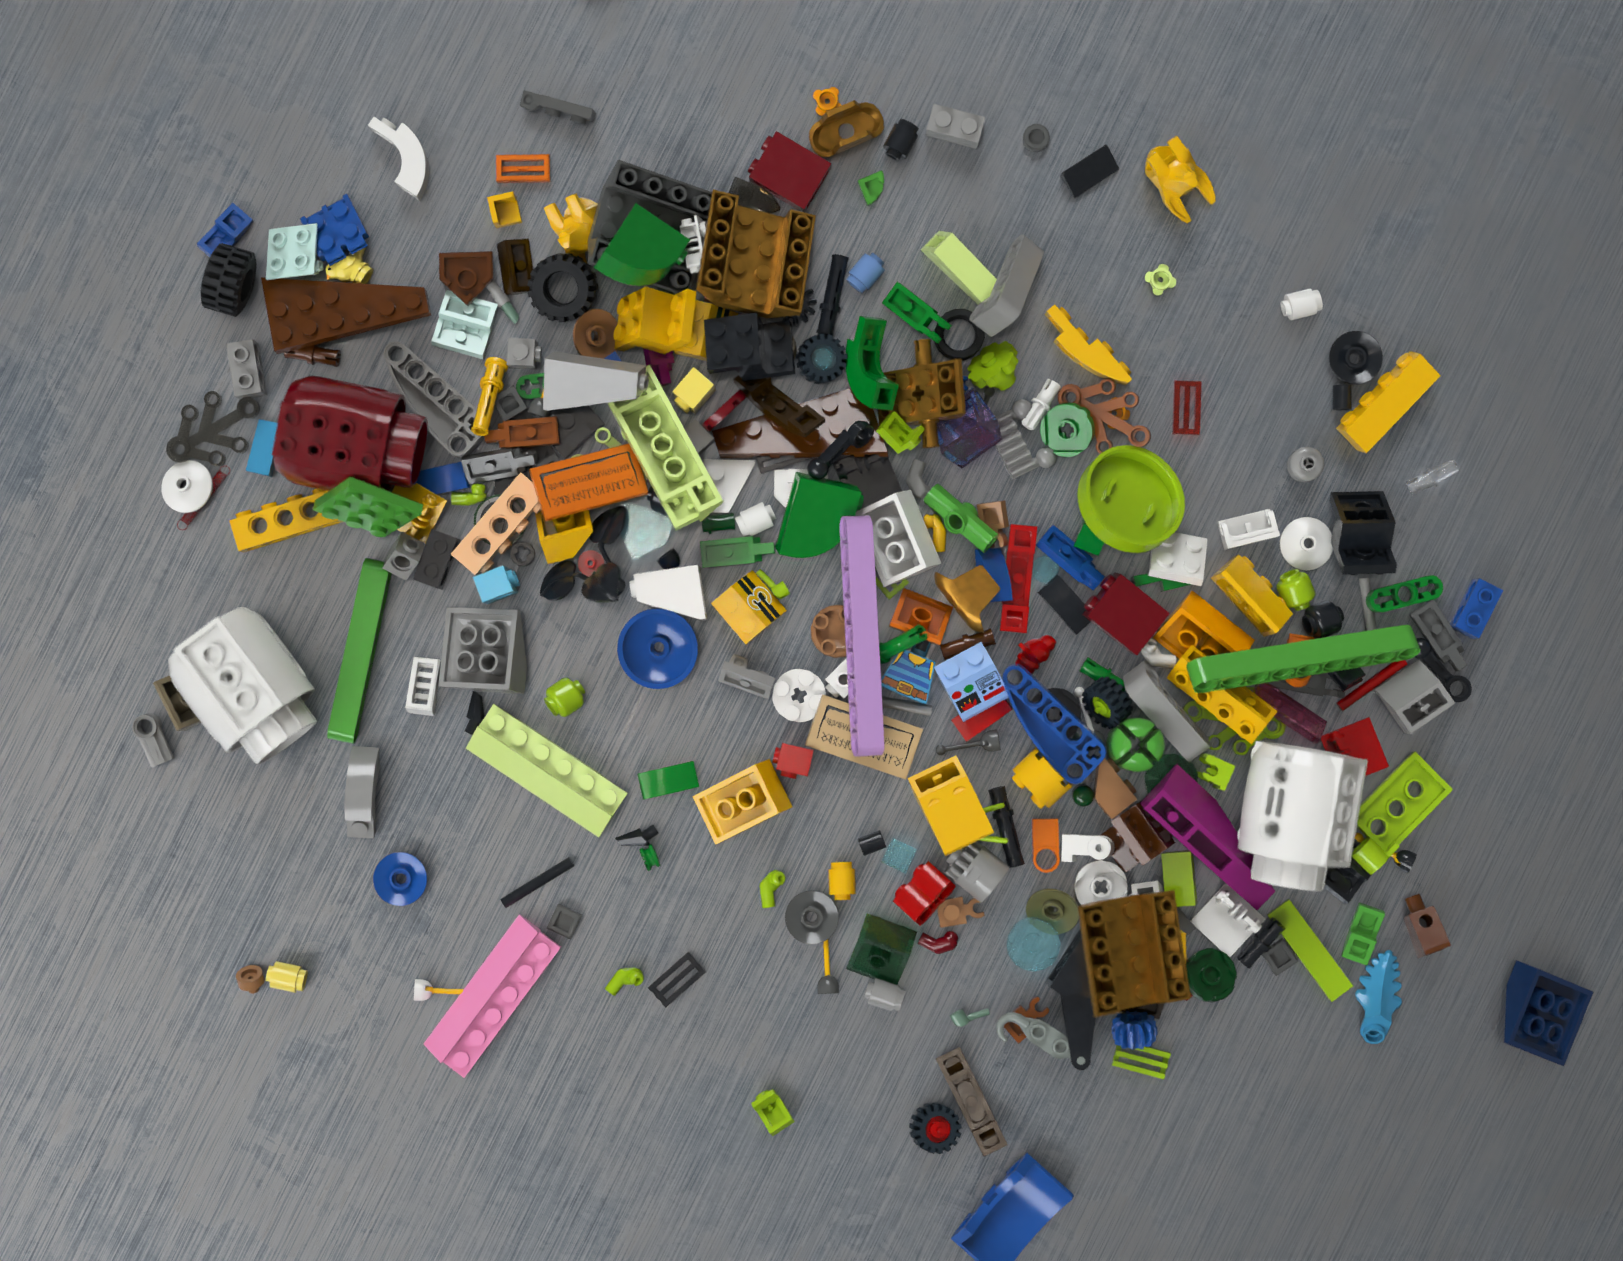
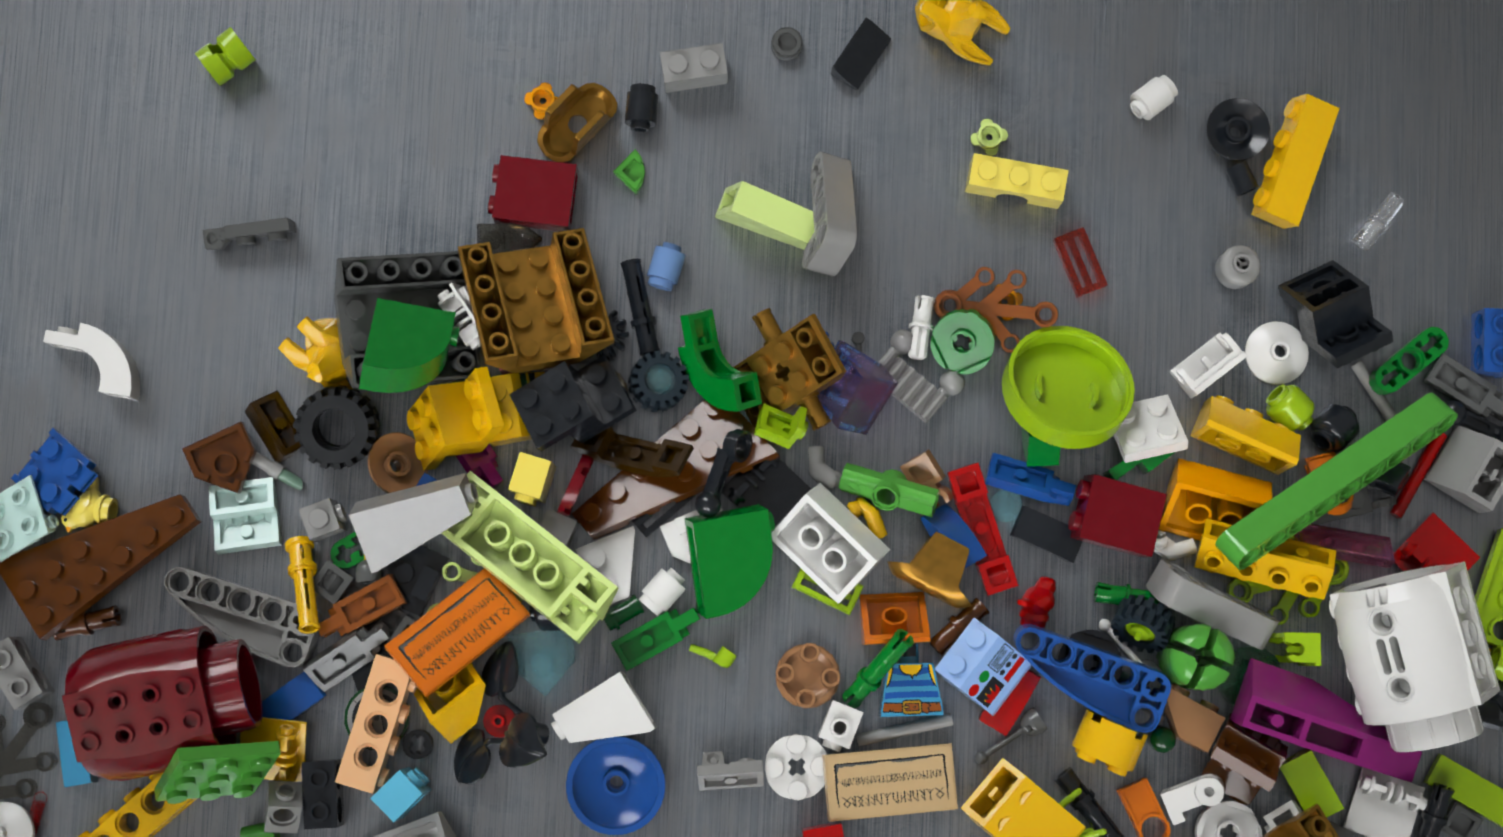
camera: 30 degrees left, 5 degrees down
(469, 498) = (331, 708): lime arm -> none
(504, 209) = (236, 369): yellow panel -> none
(523, 178) = (241, 328): orange tile -> none
(669, 560) = (586, 678): black hinge -> none
(748, 607) = (697, 692): yellow slope -> none
(861, 636) = (839, 671): lavender beam -> none
(914, 311) = (737, 285): green hinge -> none
(964, 354) = (783, 309): black tyre -> none
(994, 366) = (852, 307): lime plant -> none
(1094, 357) = (955, 252): yellow slope -> none
(1173, 327) = (1034, 182): none -> light yellow arch

